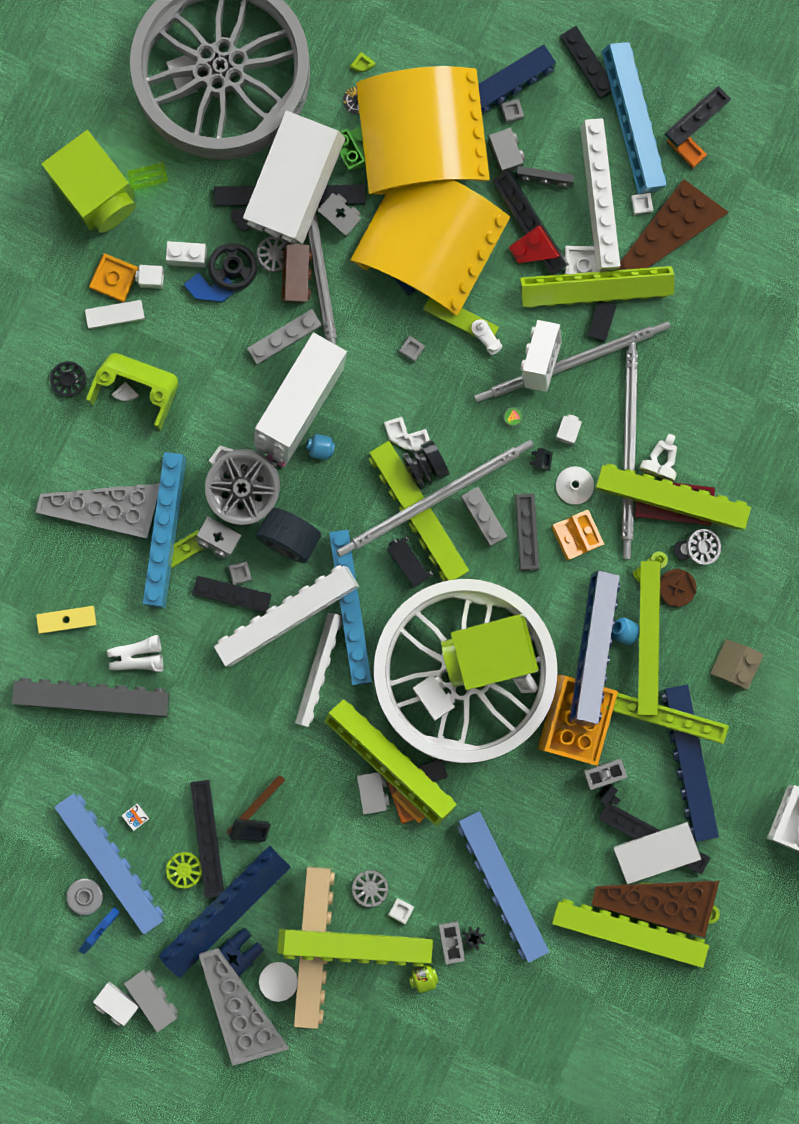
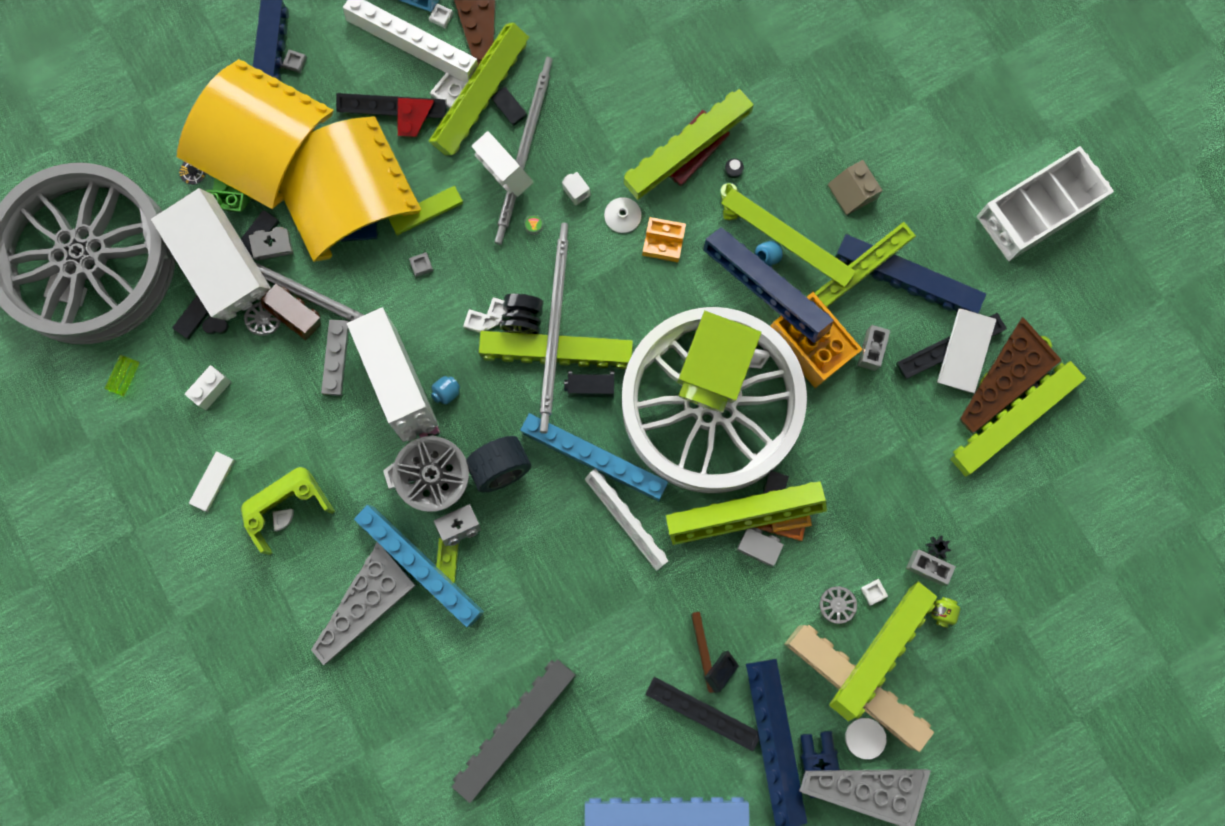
camera: 50 degrees left, 5 degrees down
(55, 620) = (426, 713): light yellow tile -> none
(68, 379) = (234, 558): black wheel -> none
(91, 183) = (86, 421): lime container -> none
(113, 277) = (181, 461): light orange tile -> none
(135, 817) = (642, 763): tile -> none
(150, 276) = (203, 430): white brick -> none
(151, 663) = (521, 656): white piece -> none
(184, 870) = (715, 753): lime wheel -> none
(202, 291) = (258, 384): blue tile -> none
(232, 594) = (512, 547): black plate -> none
(240, 573) = (500, 528): light grey tile -> none
(247, 273) = (241, 353): black wheel -> none
(286, 616) = (563, 514): white brick -> none
(362, 63) = (168, 146): lime tile -> none
(433, 697) = (719, 436): white brick -> none
(483, 517) = (597, 300): light grey brick -> none
(484, 334) = (451, 199): white piece -> none
(503, 886) = (911, 493): medium blue brick -> none
(506, 150) = (321, 84): light grey brick -> none
(527, 532) = (633, 276): dark grey tile -> none
(543, 459) = (585, 223): black tile -> none
(545, 177) = (364, 70): dark grey plate -> none
(607, 795) = (892, 358): black tile -> none
(629, 442) = (620, 150): light grey axle -> none
(654, 468) = (653, 143): white piece -> none
(677, 587) = (761, 191): reddish brown tile -> none
(703, 546) = (742, 150): light grey wheel -> none

